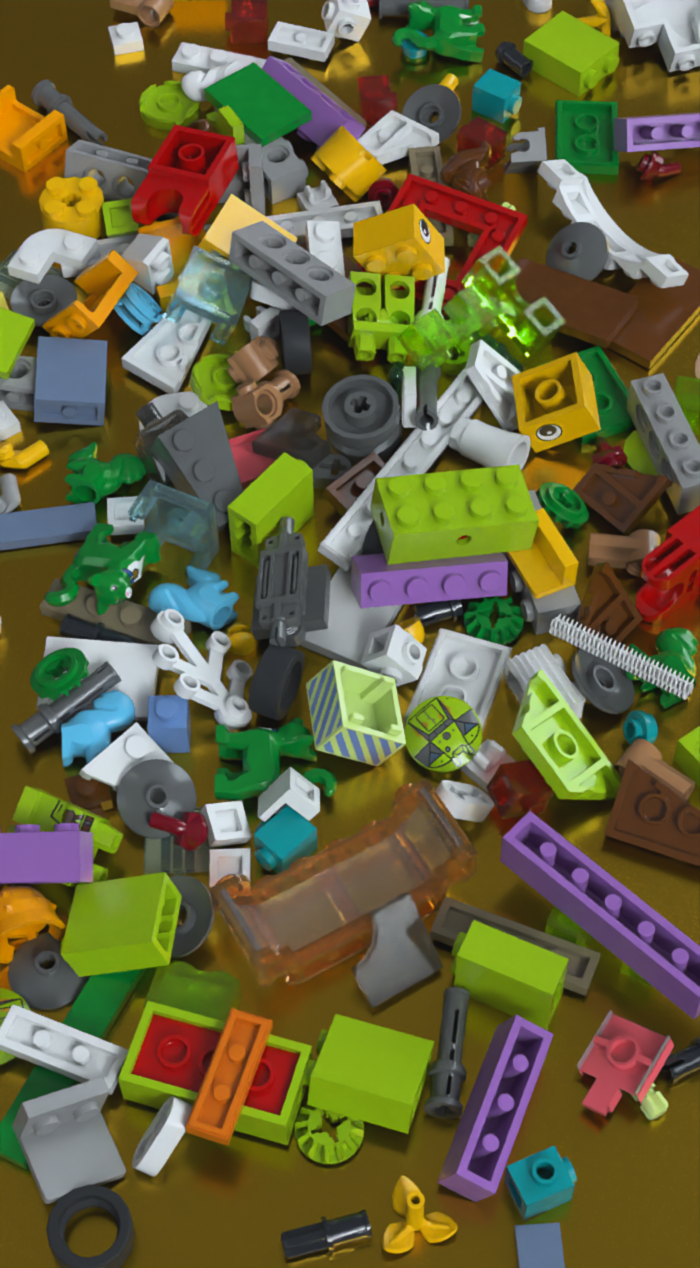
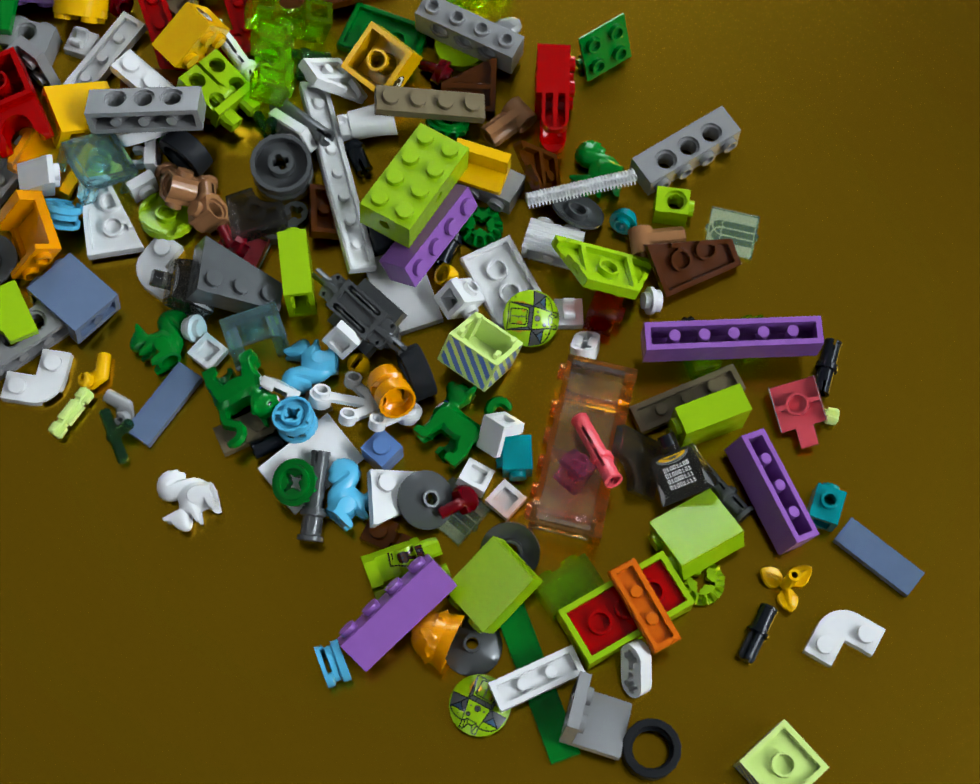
camera: 50 degrees left, 15 degrees up
(123, 622) = (295, 418): none -> medium azure wheel
(134, 482) = (193, 327): none -> white plate
(144, 585) = (273, 384): none -> white tile
(229, 339) = (142, 186): none -> white plate
(229, 671) = (391, 391): none -> light orange wheel
(240, 592) = (342, 339): none -> white plate
(249, 449) = (237, 245): none -> dark red plate
(313, 892) = (574, 471): none -> clear pink bracket
(353, 905) = (587, 433): none -> coral pin
(421, 996) = (680, 471): none -> clear smoke torso
(450, 459) = (357, 155): none -> black pin
(558, 469) = (429, 104): none -> dark tan plate
(584, 823) = (651, 300): none -> white plate

